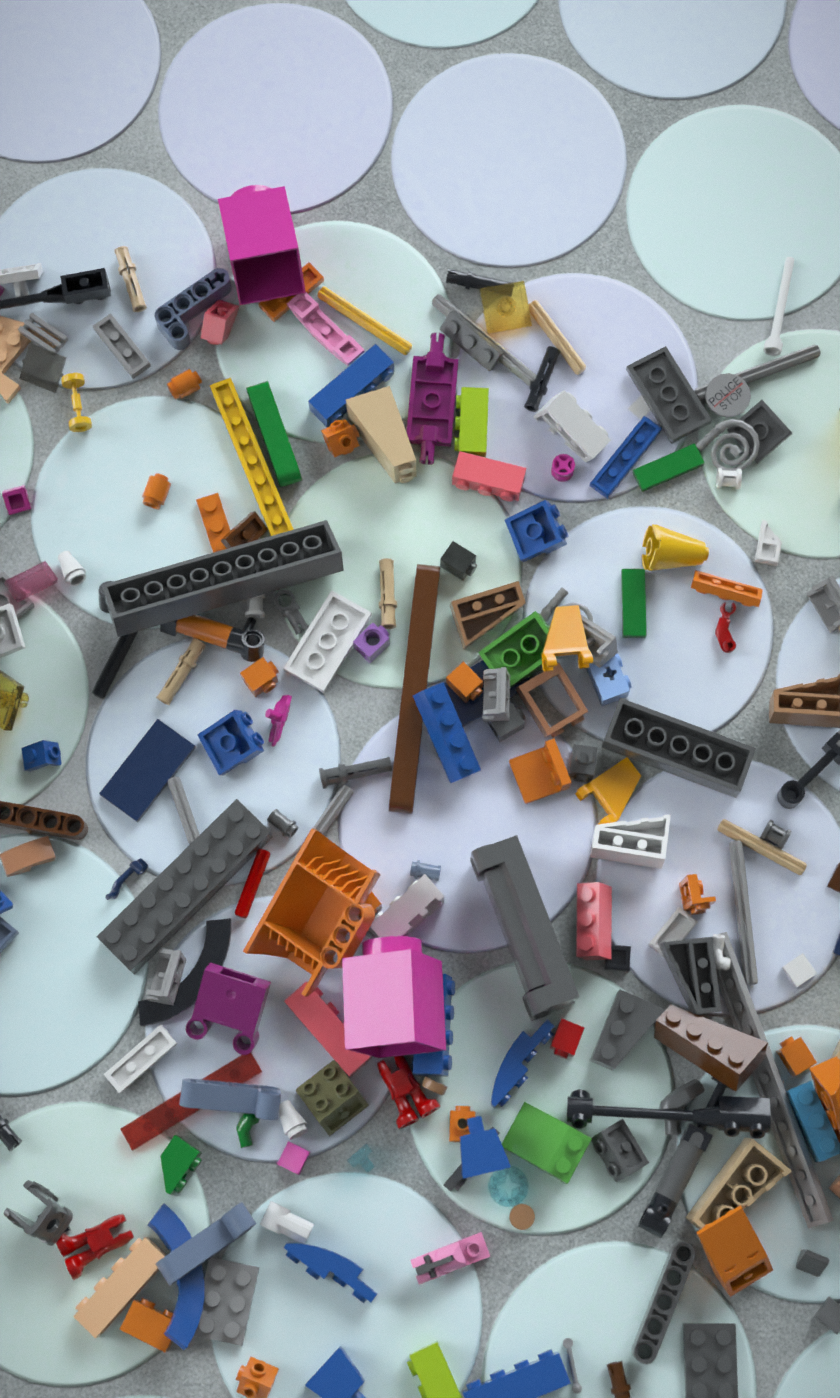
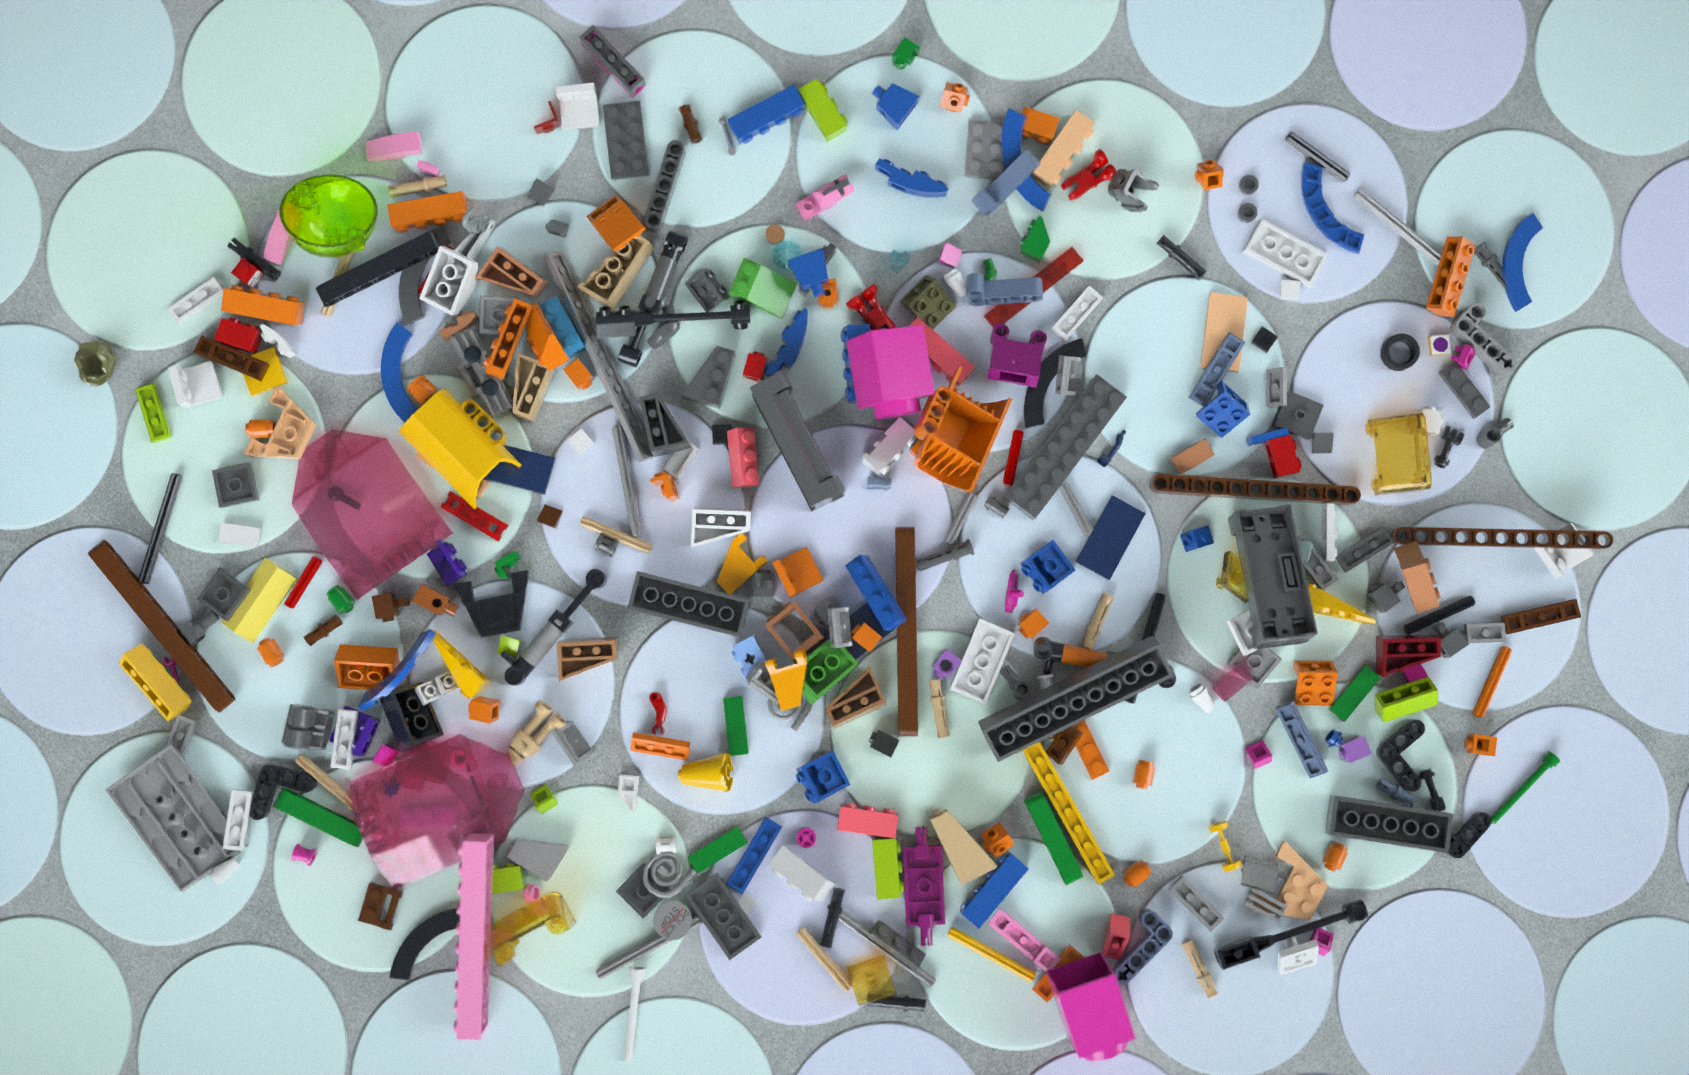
camera: 165 degrees right, 10 degrees up
(282, 1221) = (953, 209): white piece -> none
(434, 1086) = (851, 319): medium nougat tile -> none
(710, 1045) = (642, 369): wedge -> none
(718, 946) = (645, 447): white arm -> none

